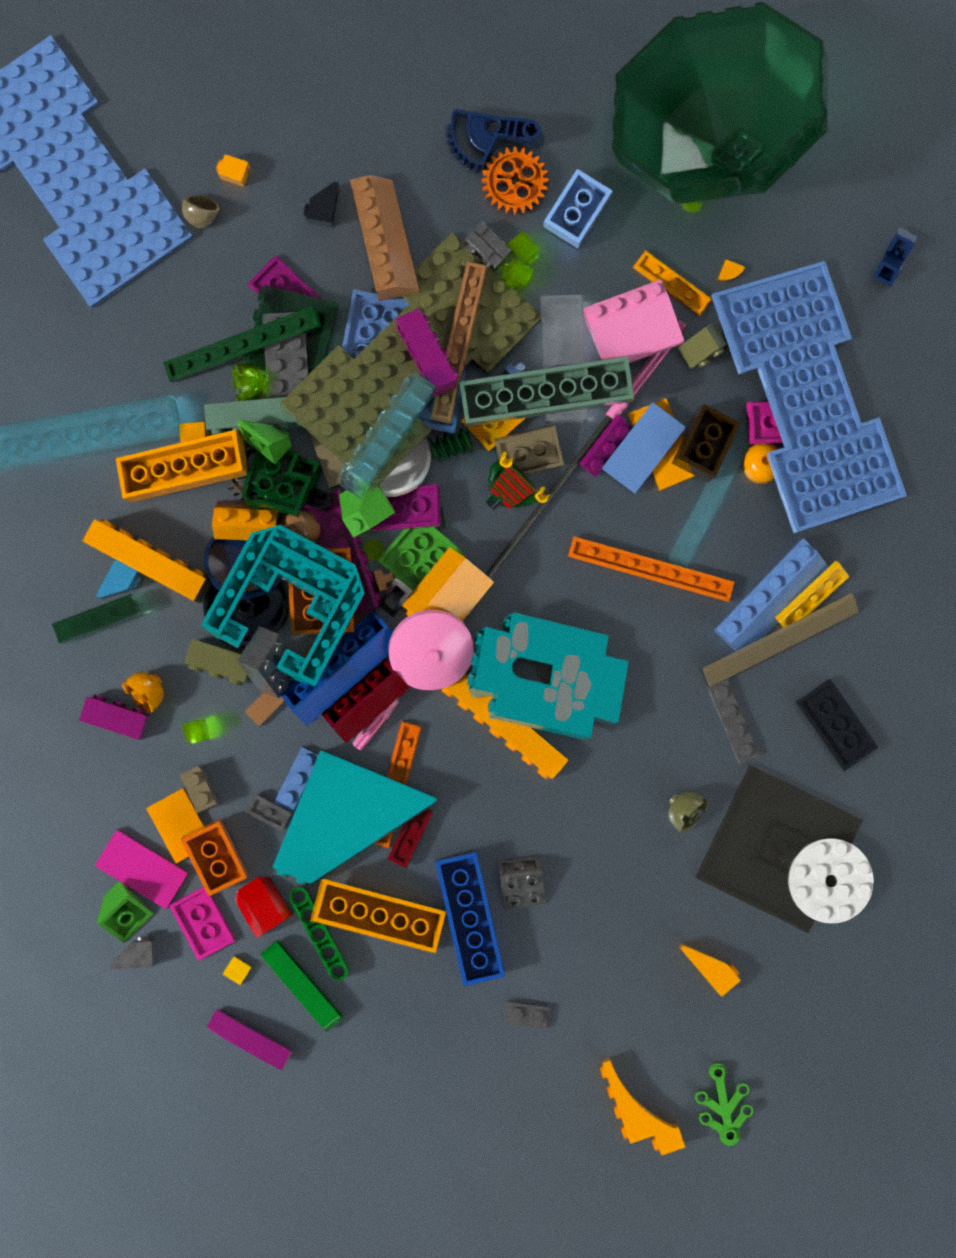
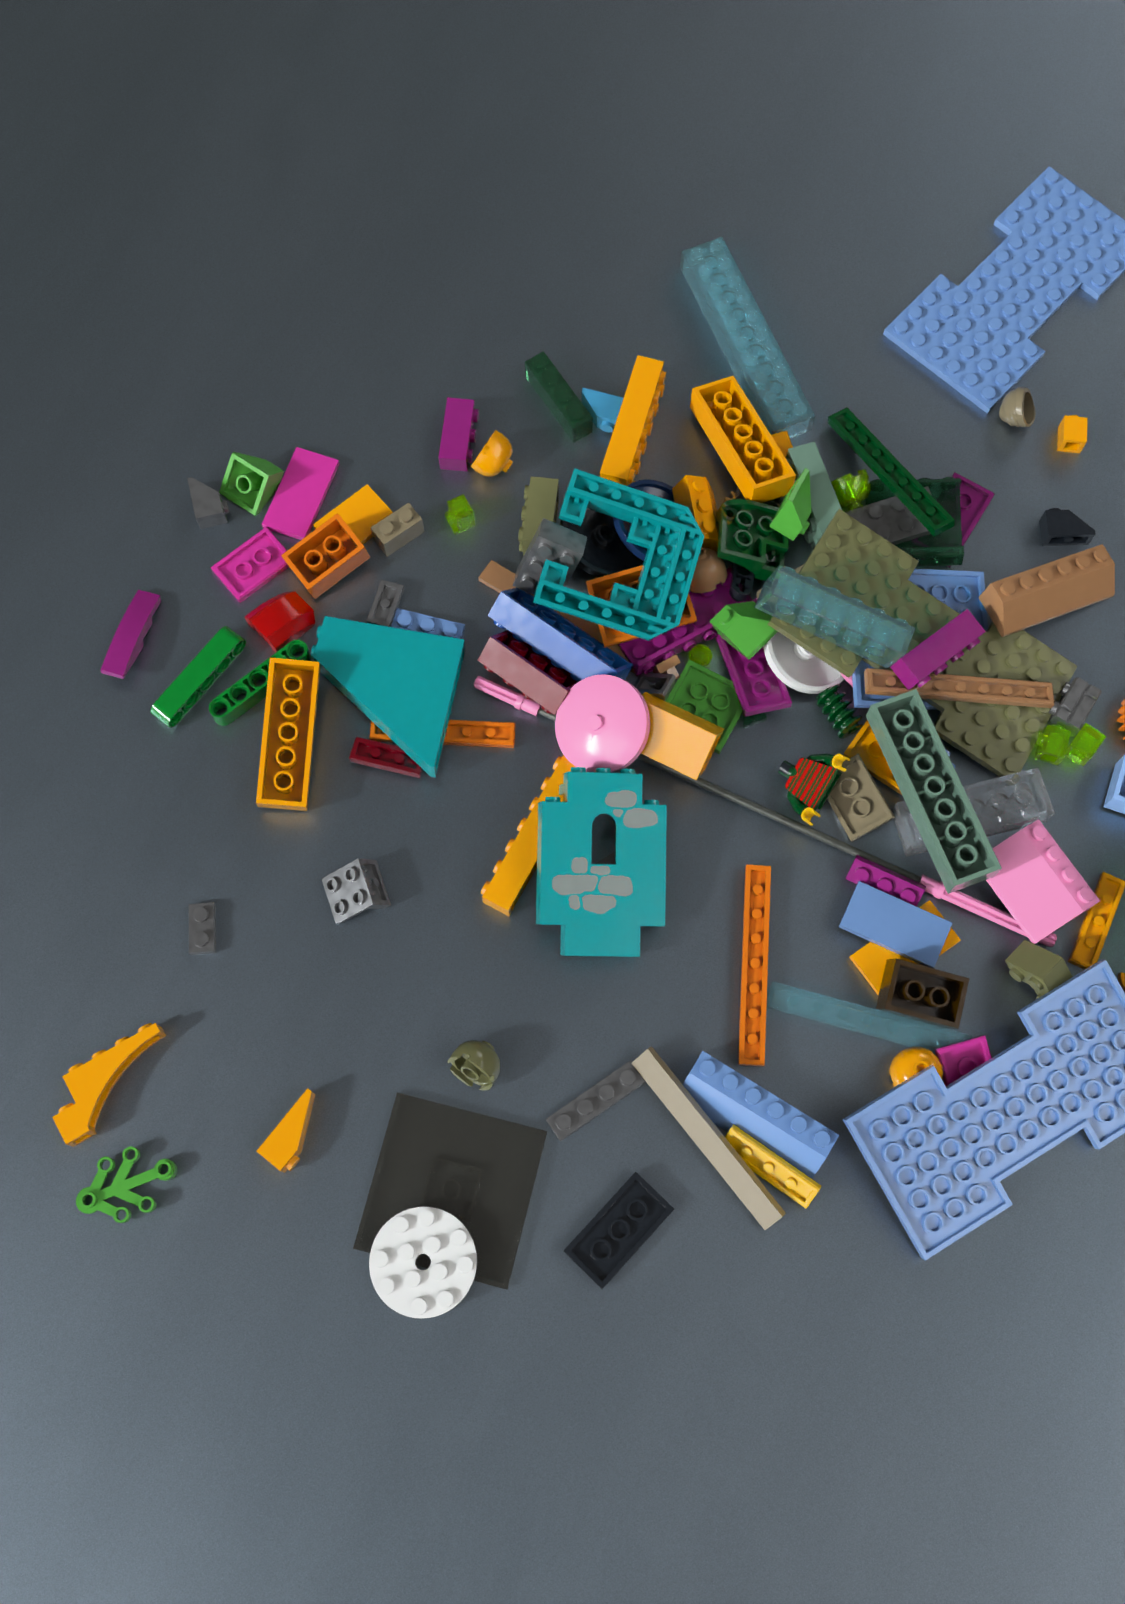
camera: 75 degrees right, 15 degrees down
(237, 970) = (206, 609): yellow tile -> none
(470, 918) = (303, 838): blue brick -> none

